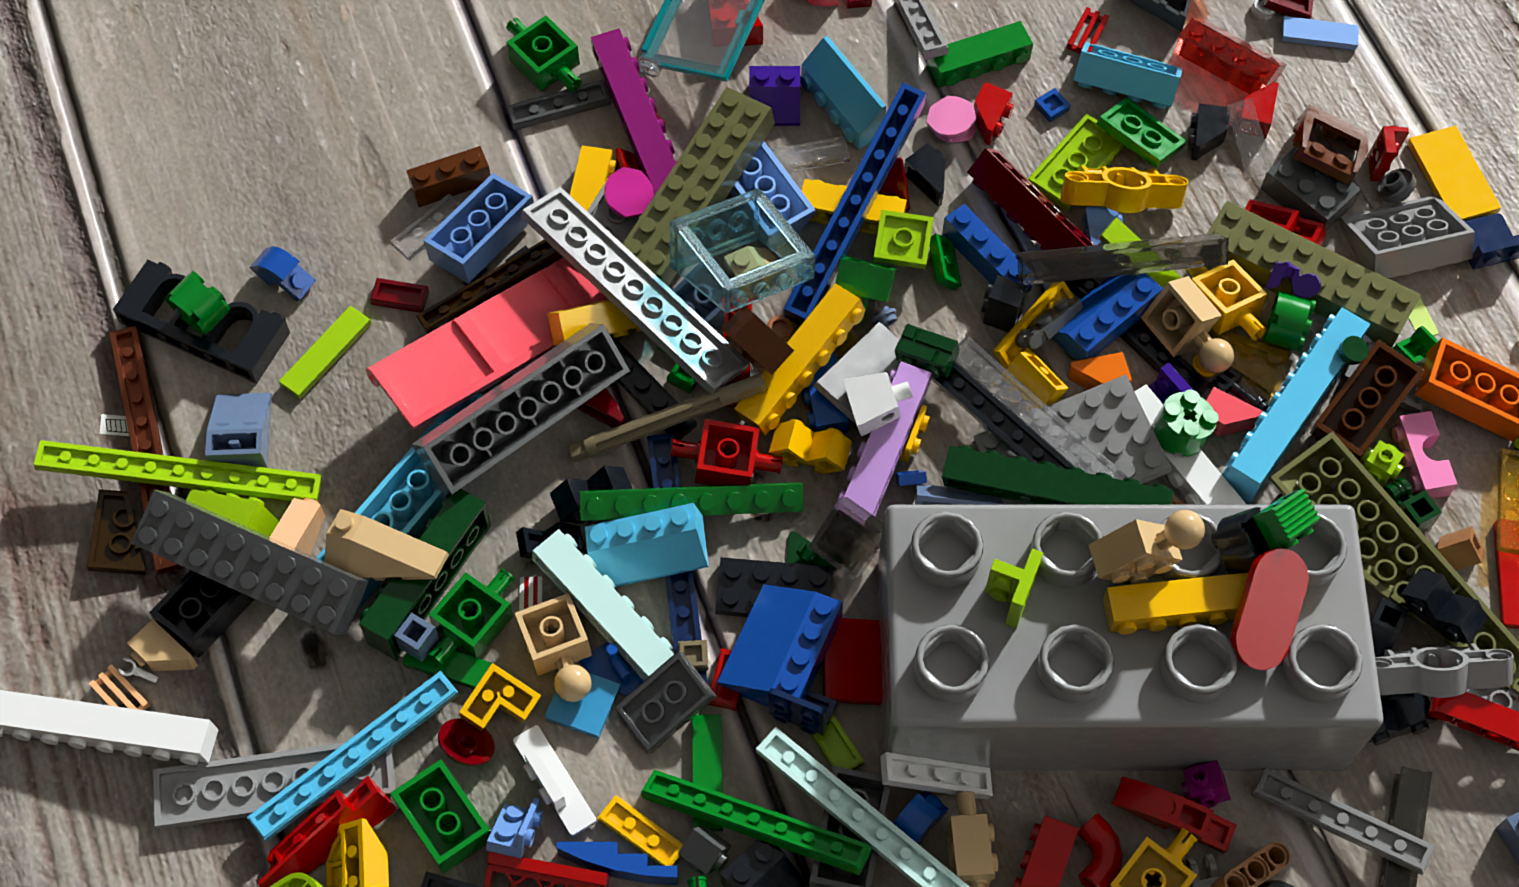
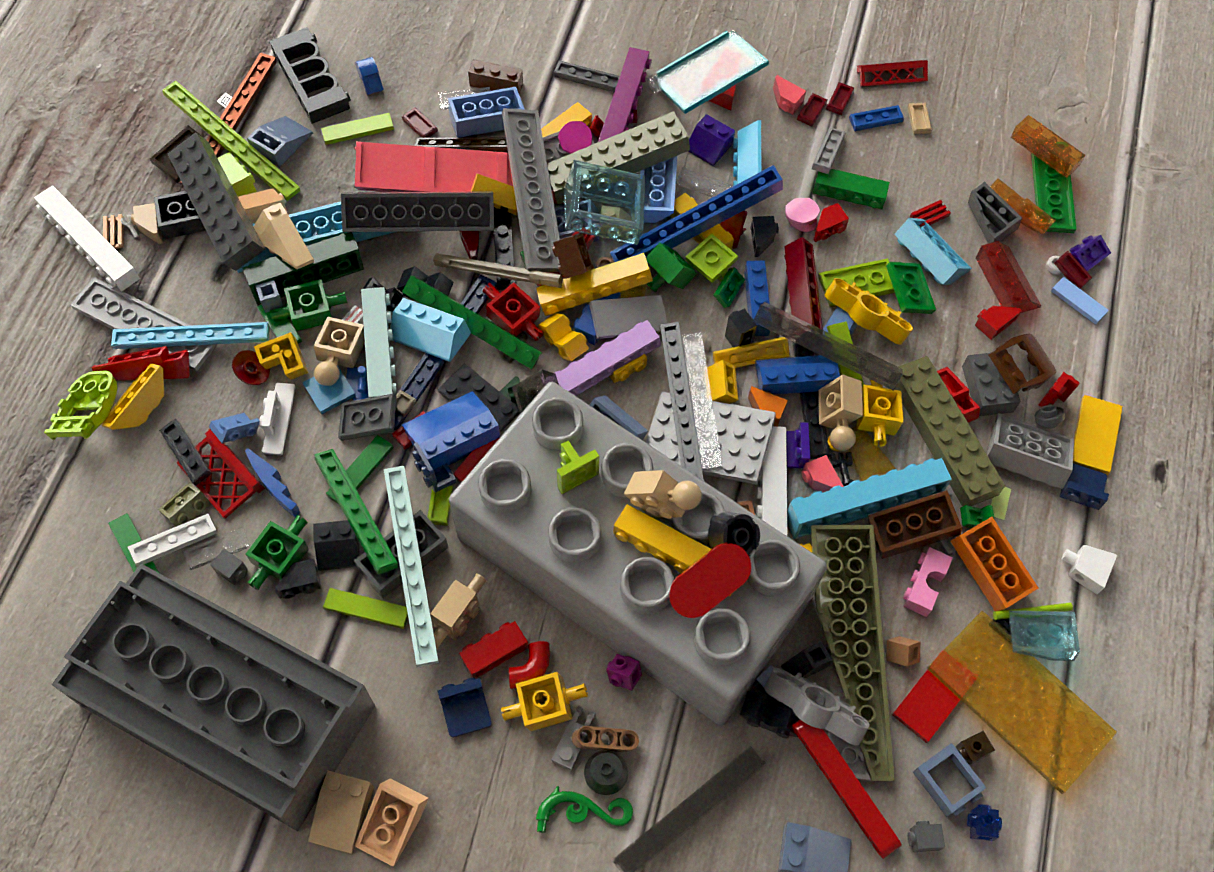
camera: 35 degrees right, 0 degrees up
(197, 304) = (306, 59): green brick -> none
(441, 816) = (204, 394): green brick -> none
(543, 53) = (600, 43): green brick -> none
(640, 832) = (299, 477): yellow tile -> none
(705, 850) = (320, 507): dark grey brick -> none
(875, 400) = (612, 330): white torso -> none
(885, 316) = (668, 295): sand blue plate -> none
(910, 477) = (606, 390): blue tile -> none
(920, 816) = (445, 571): blue brick -> none
(927, 350) = (668, 324): dark green brick -> none
(935, 775) = (473, 555): white plate -> none
(1043, 482) = (671, 438): dark green brick -> none
(1049, 323) = (757, 356): dark grey hinge -> none
(1052, 105) = (871, 242): blue tile -> none
(1174, 812) = (592, 675): red slope -> none
(1185, 423) = (785, 461): green brick -> none
(1209, 129) = (956, 312): black slope -> none
(1249, 138) = (975, 329): clear tile -> none
(1287, 520) = (762, 535): green brick -> none
(1289, 321) = (906, 448): green brick -> none
(1303, 285) = (929, 429): dark purple leg -> none
(1344, 821) = (688, 752): light grey tile -> none
(1353, 350) = (925, 486): dark green tile -> none
(1383, 462) = (895, 567): lime brick -> none
(1418, 508) = (892, 606): dark green brick -> none
(1449, 614) = (854, 676): black brick -> none

